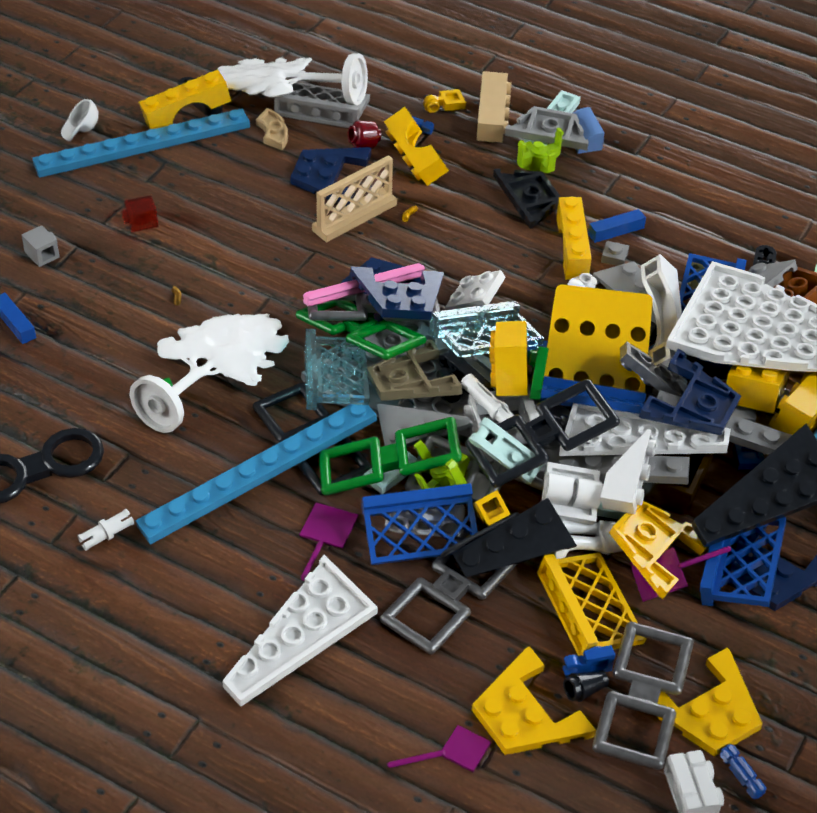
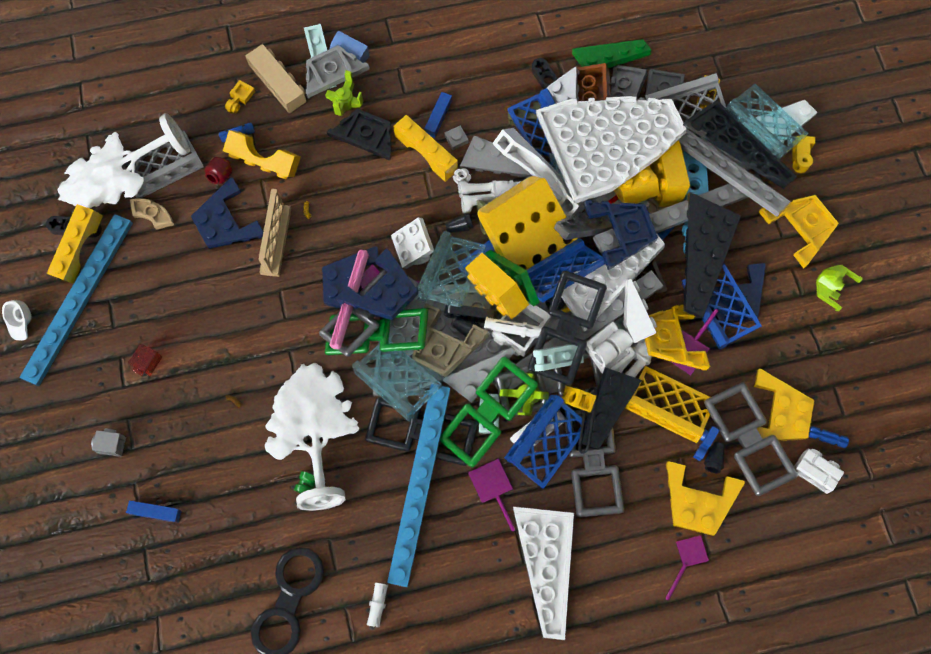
camera: 40 degrees left, 25 degrees up
(537, 312) = (459, 224): none -> black cone

